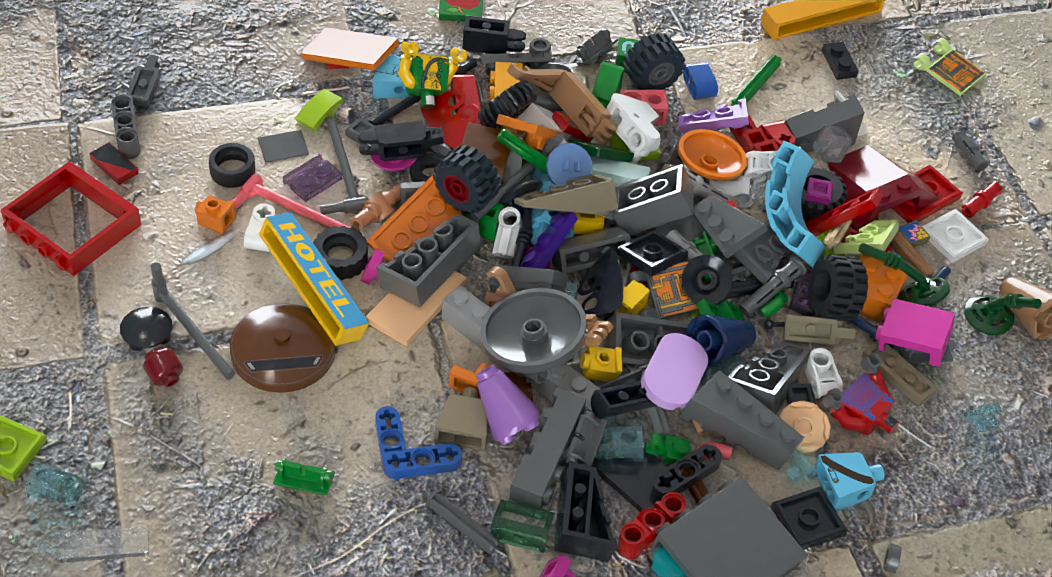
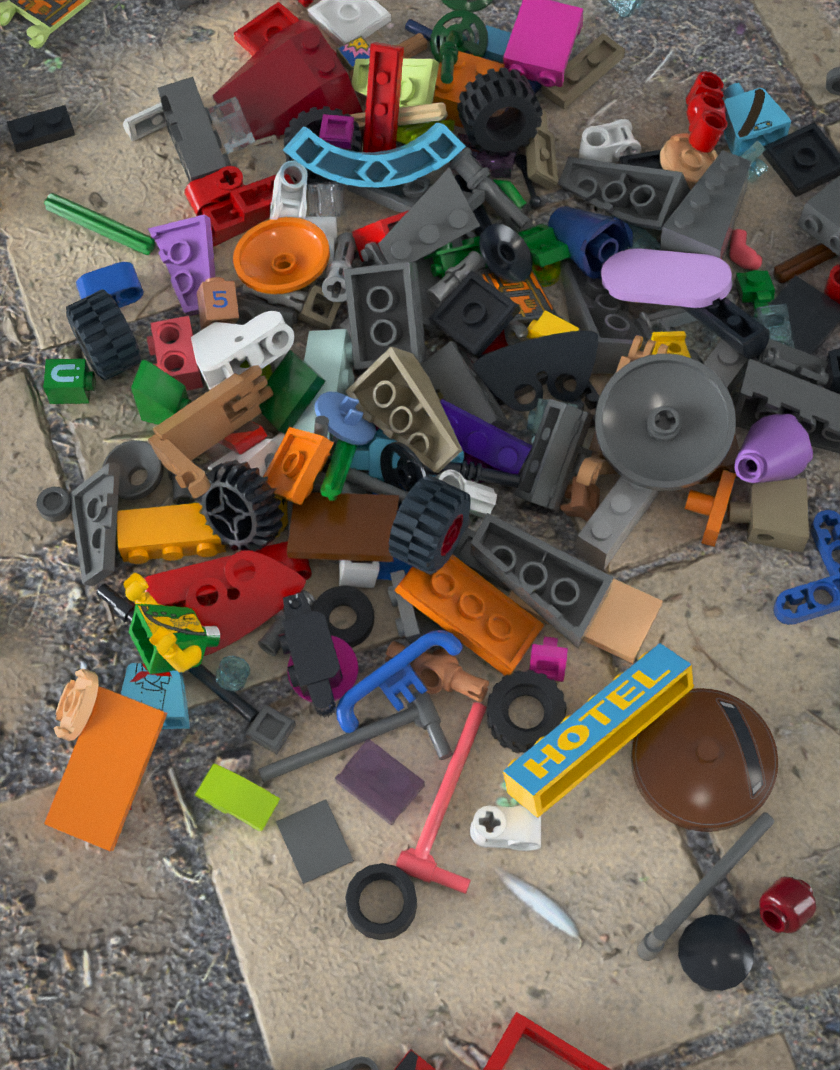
camera: 90 degrees left, 15 degrees up
(215, 213) = (490, 887): orange brick -> none
(373, 178) = (395, 677): none -> blue piece
(388, 31) = (76, 704): none -> light nougat tile
(406, 108) = (233, 681): none -> clear light blue bush
(491, 36) = (52, 566): black hinge -> none
(602, 45) = (58, 421): dark grey hinge -> none
(675, 120) = (217, 302): none -> nougat brick
(691, 461) = (792, 254): black beam -> none
(861, 441) = (706, 112): none -> red piece
(865, 402) = (642, 99): torso -> none

